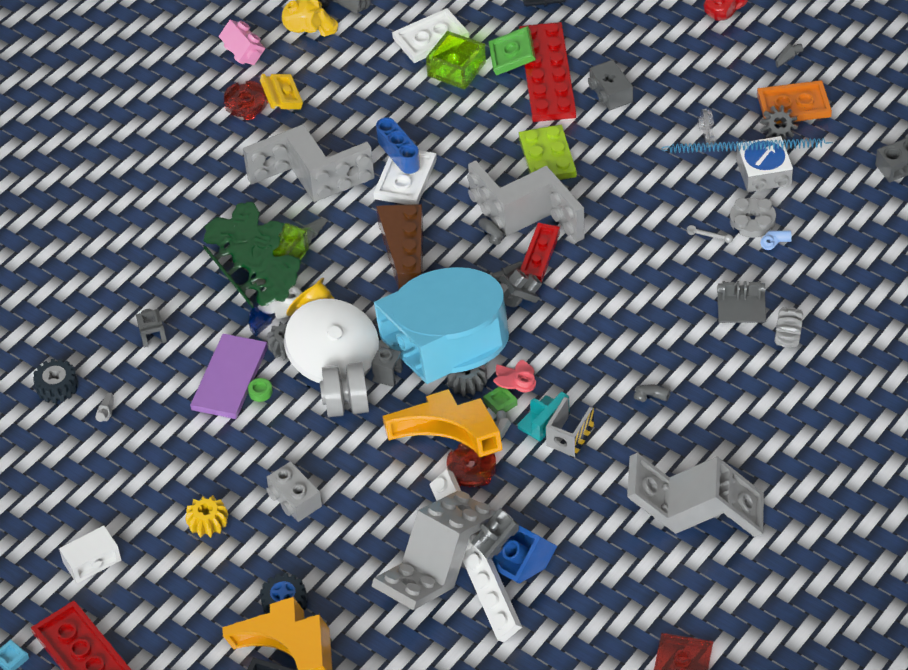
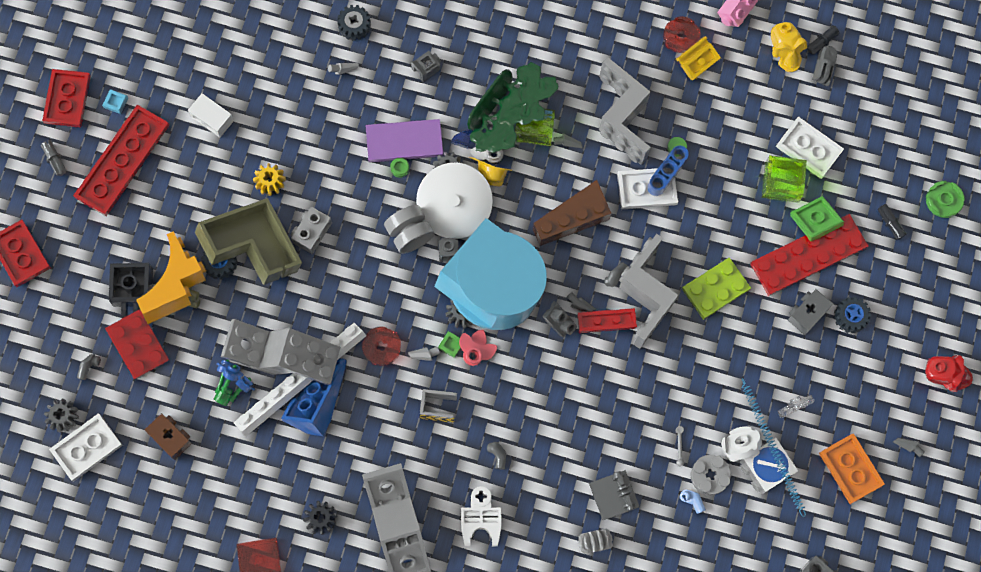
camera: 60 degrees right, 25 degrees up
(274, 537) = (252, 231): none -> olive piece
(371, 137) = (676, 141): none -> bright green tile
(442, 417) = (413, 308): light orange arch -> none
(451, 611) = (231, 373): none -> plant
(495, 534) = (308, 389): dark grey hips -> none
(540, 414) = (447, 381): teal panel -> none
(630, 54) = (858, 312): none -> black wheel
(655, 580) = (315, 523): none -> black gear
(719, 426) = (481, 510): none -> white piece
(738, 166) = (735, 450): none -> white plate
(777, 115) = (821, 461): dark grey gear -> none

